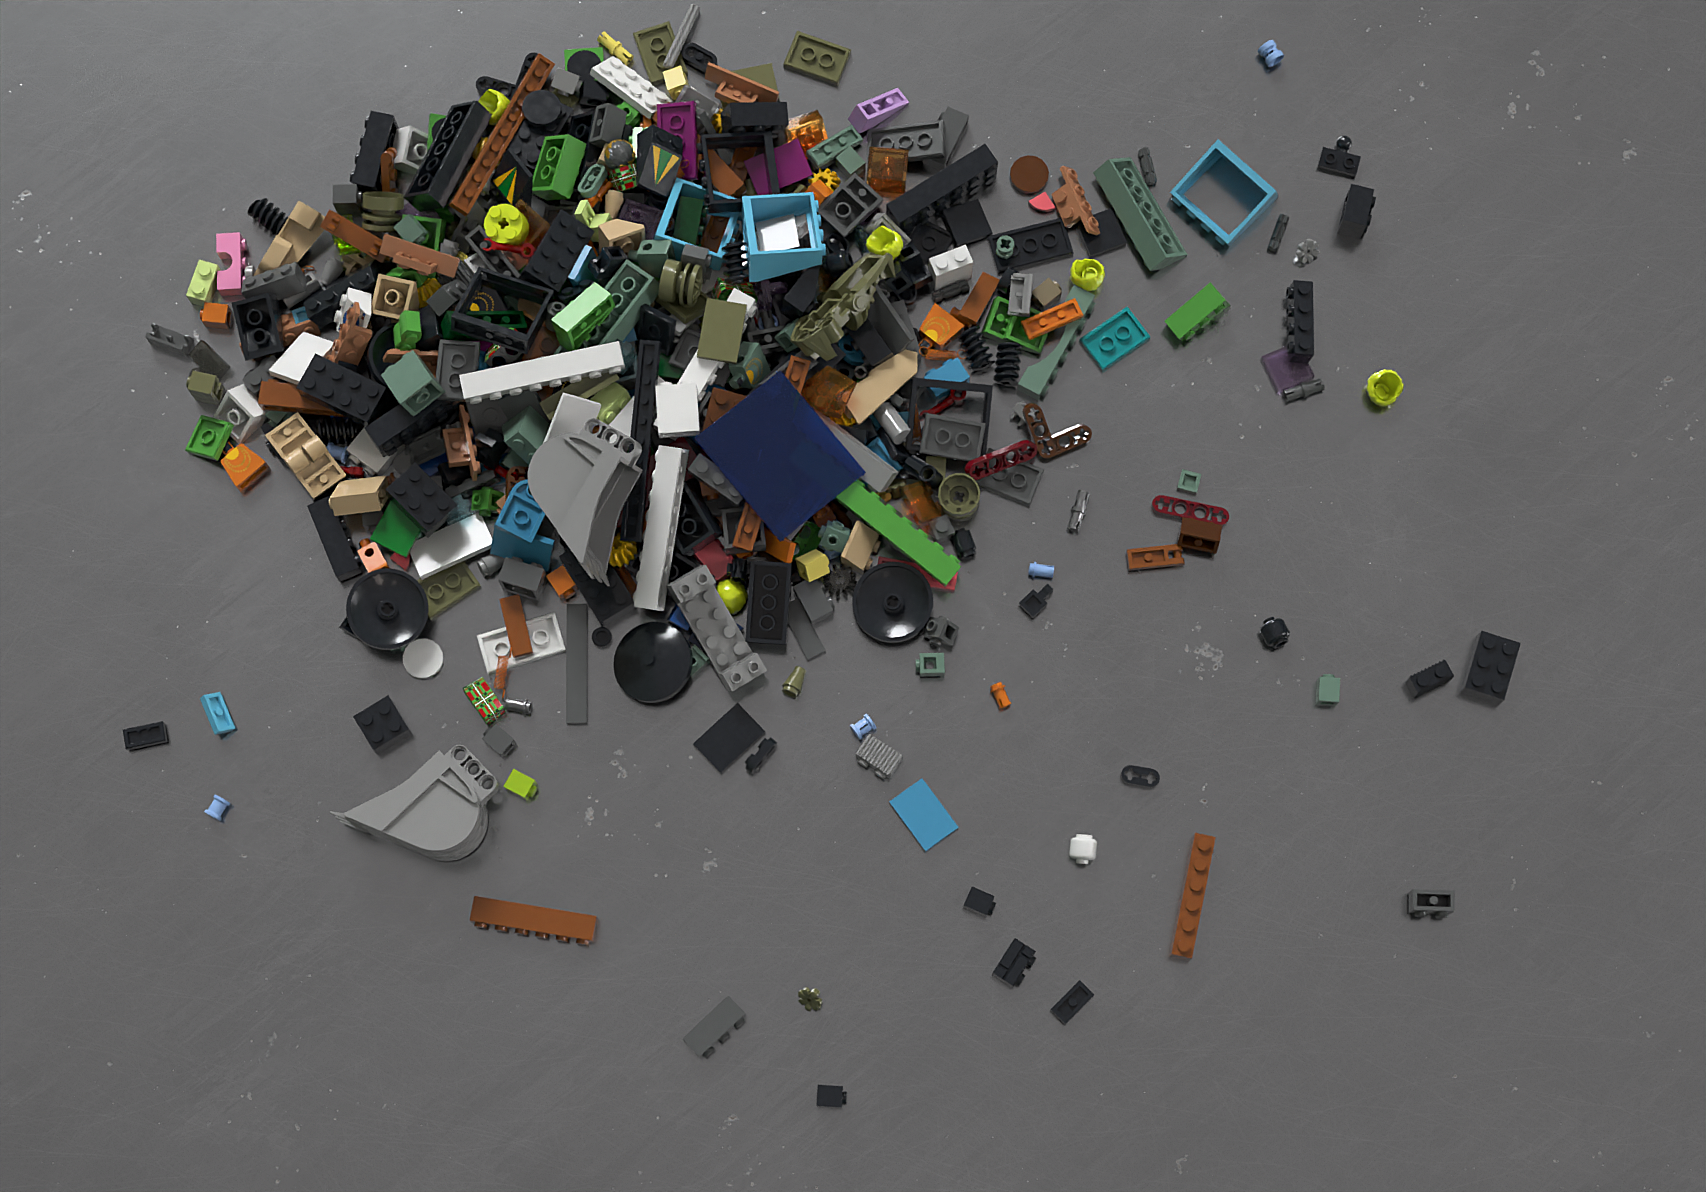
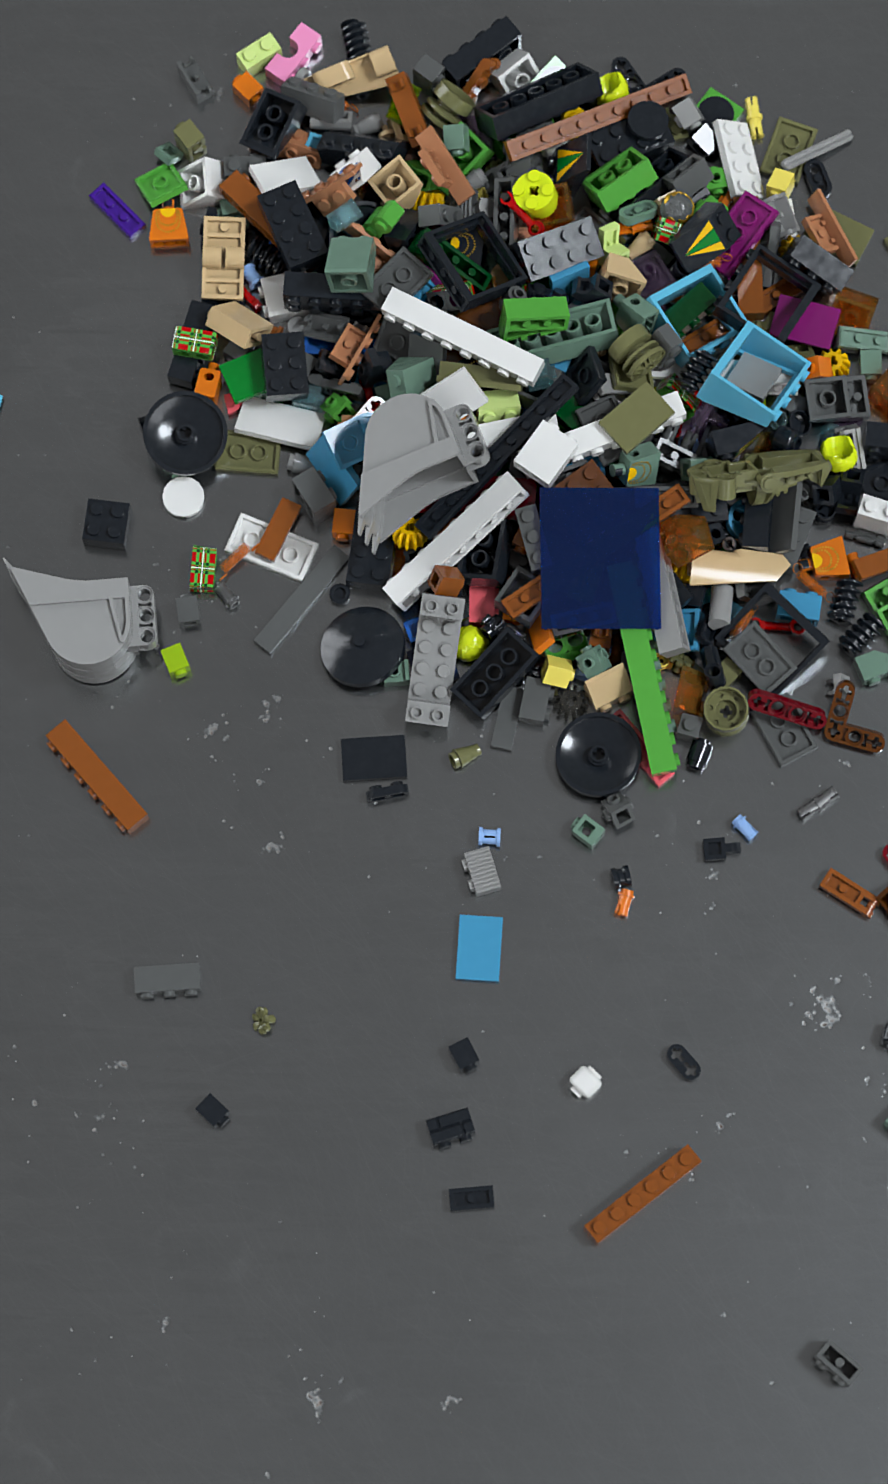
camera: 40 degrees right, 0 degrees up
(191, 484) = (117, 211): none -> dark purple tile
(196, 410) = (168, 153): none -> sand green tile
(208, 360) = (211, 121): clear smoke plate -> none
(338, 536) = (194, 343): none -> piece
(375, 351) = (344, 215): none -> clear light blue brick
(473, 263) = (485, 205): none -> light grey tile
(678, 562) = (446, 580): none -> dark orange brick
(983, 678) = (621, 877): none -> black wheel

